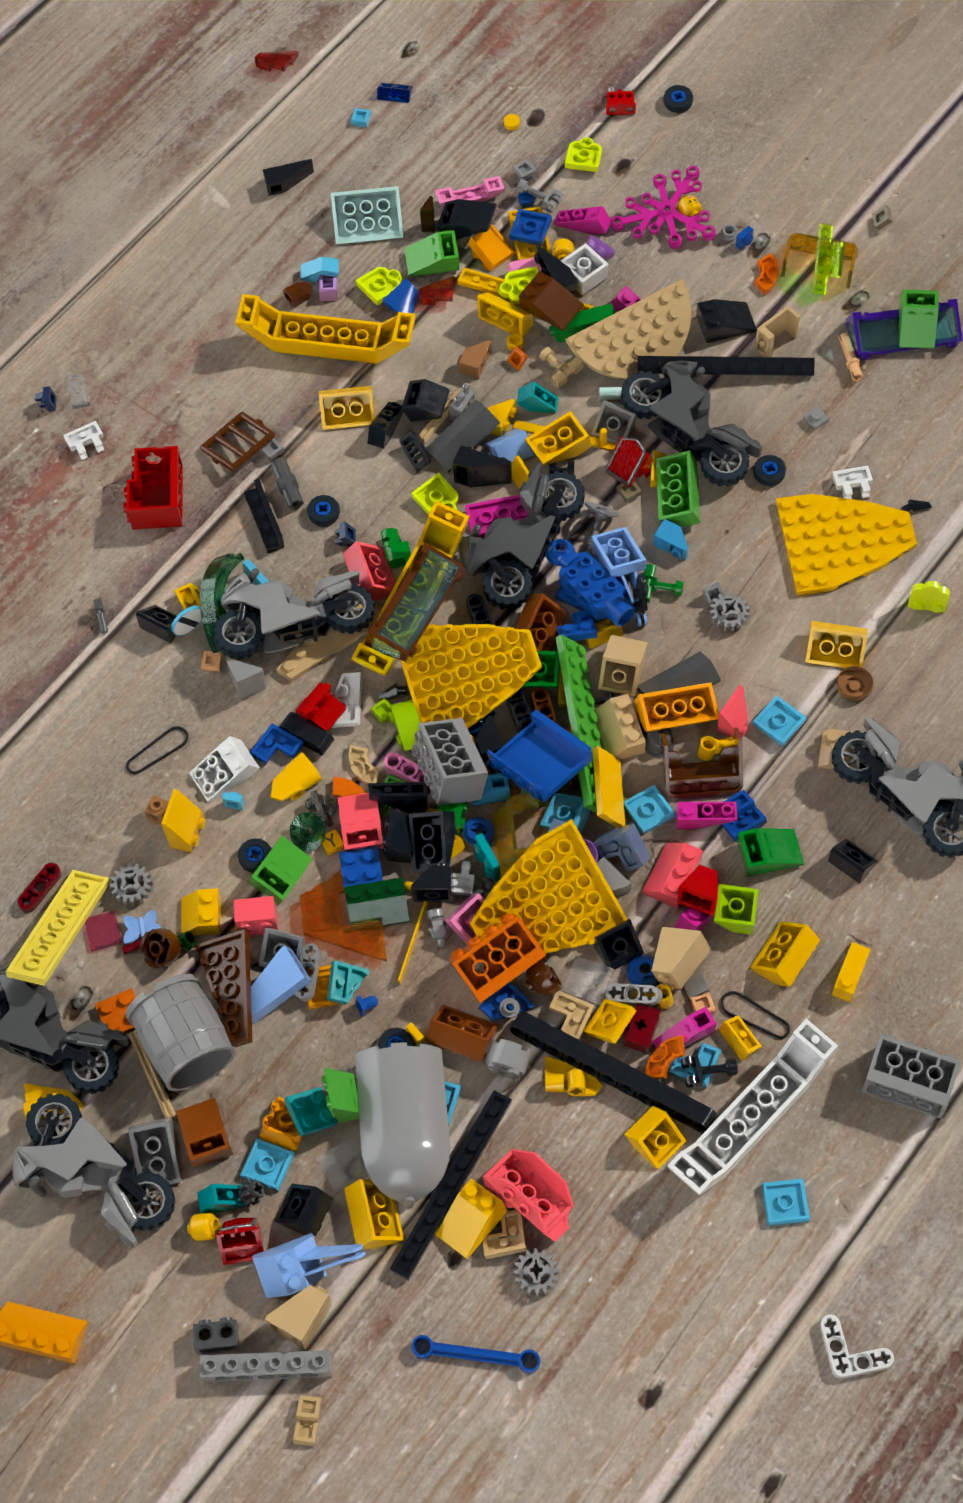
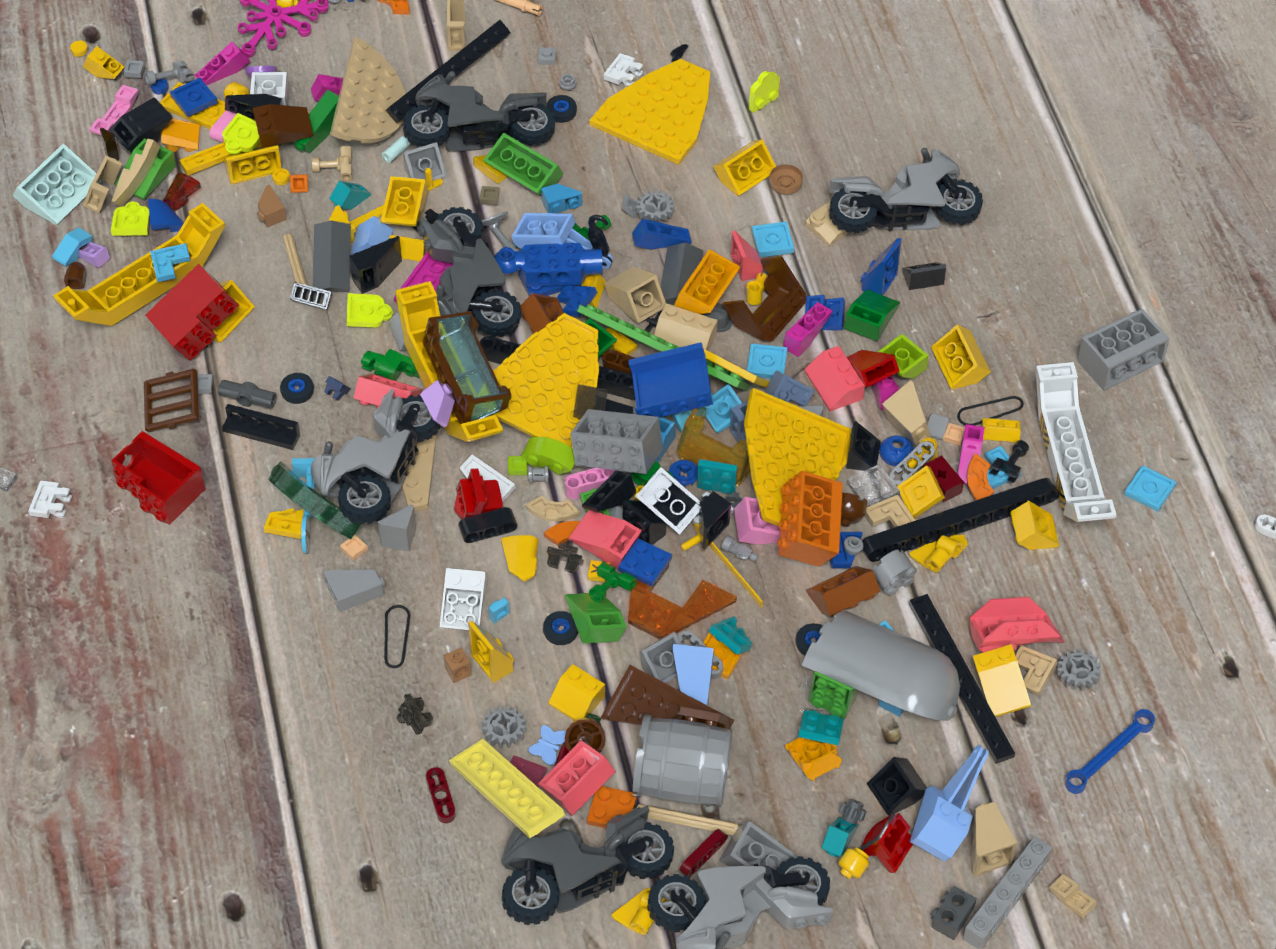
camera: 55 degrees left, 10 degrees down
(92, 824) = (411, 714): none -> clear smoke hips
(101, 616) = (223, 590): dark grey bar -> none
(119, 968) = (577, 777): none -> coral slope
(128, 1109) = (703, 853): none -> dark red beam
(157, 622) = (283, 559): black slope -> none
(171, 688) = (353, 586): none -> light grey slope
(204, 1133) = (774, 811): dark orange slope -> none
(225, 1018) = (704, 717): none -> reddish brown plate
(256, 915) = (620, 653): coral brick -> none
(267, 1164) = (835, 788): medium azure tile -> none
(274, 740) = (474, 547): blue plate -> none
(300, 831) = (576, 567): clear green dish -> none
(316, 390) = (192, 312): none -> red piece
(325, 858) = (612, 580): none -> green bar
(343, 1165) = (882, 738): clear plate -> none
(350, 333) = (165, 258): none -> medium azure tile
(364, 612) = (439, 402): none -> lavender slope
(365, 1004) = (760, 638): blue piece -> none
(372, 1215) = (940, 743): yellow slope -> none
(377, 902) = (683, 573): slope -> none
(384, 425) = (265, 299): black slope -> none
(385, 731) = (532, 477): none -> light grey bush
(393, 691) = (507, 447): black bar -> none
(399, 229) = (97, 193): none -> tan panel
(415, 1033) = (817, 618): yellow tile -> none
(417, 252) = (132, 178): none -> tan slope
(424, 400) = (275, 258): black slope -> none
(462, 401) = (302, 239): light grey piece -> none
(475, 713) = (589, 398): none -> clear smoke piece
(506, 148) = (102, 64): none -> yellow slope
(583, 155) = (164, 28): neon yellow plate -> none
(628, 461) = (470, 173): red piece -> none
(703, 638) = (659, 235): none -> blue slope
(724, 319) = (405, 48): black slope -> none
(801, 449) = (567, 82): none -> light grey plate
(817, 828) = (883, 269): none -> blue slope
(851, 972) = (1011, 333): yellow slope -> none

